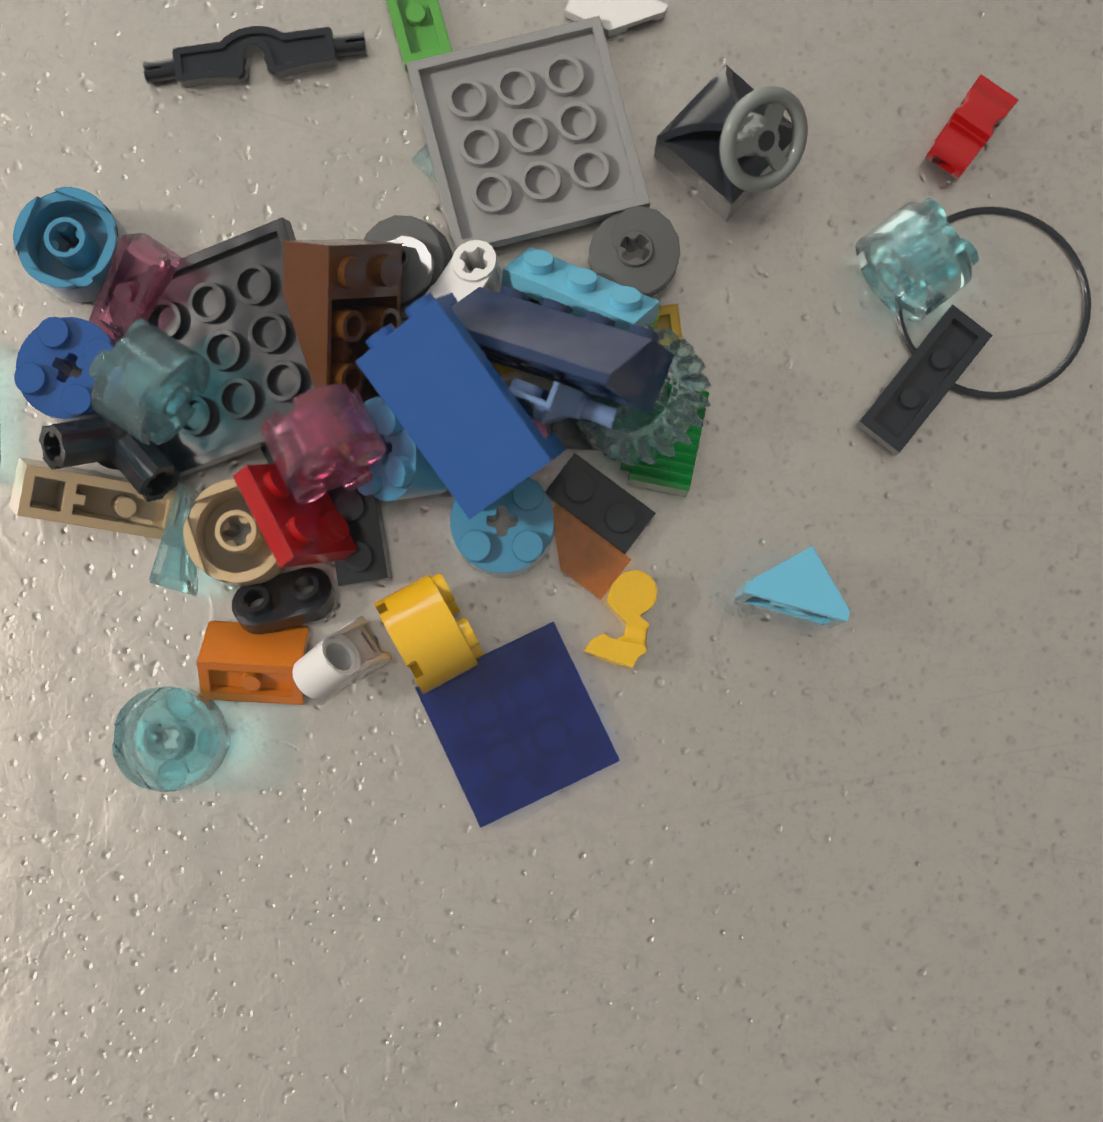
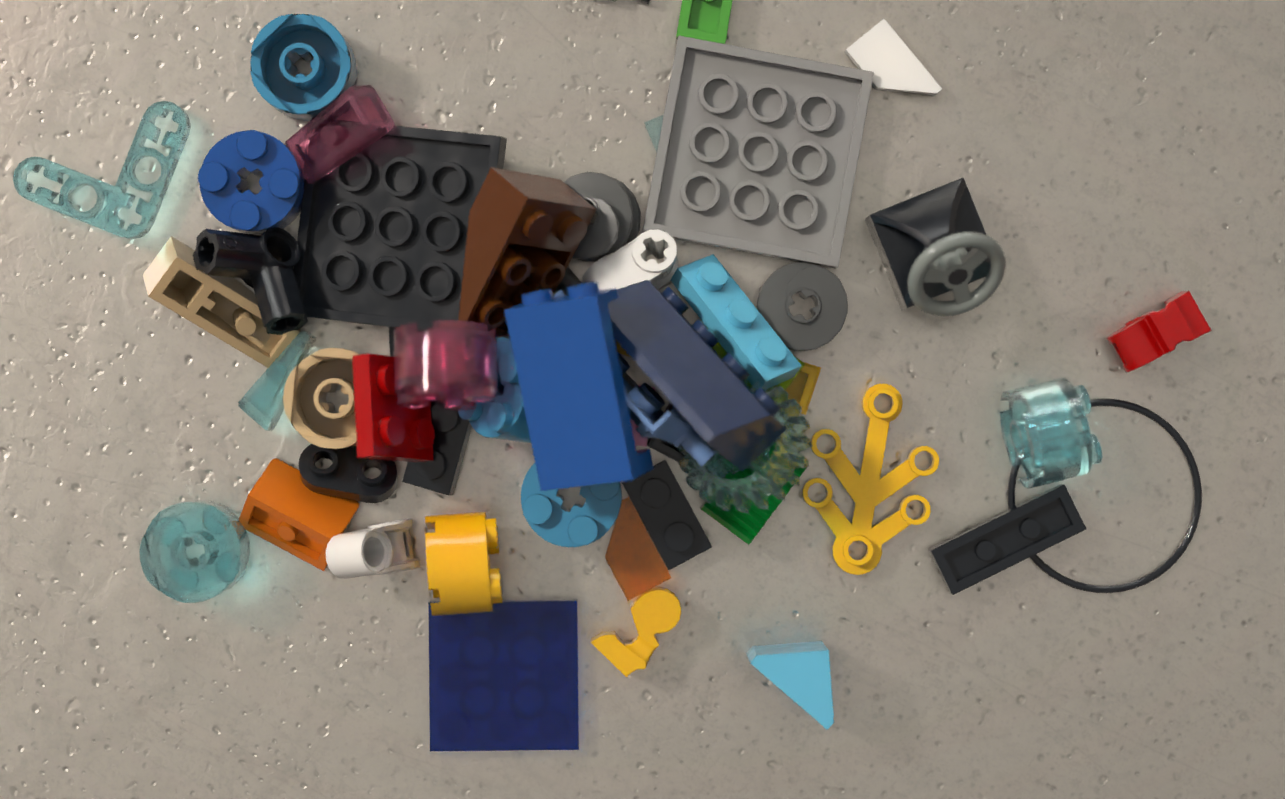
camera: 25 degrees right, 5 degrees up
(148, 383) = (315, 233): clear light blue brick -> none
(773, 393) = (868, 488): none -> yellow plant

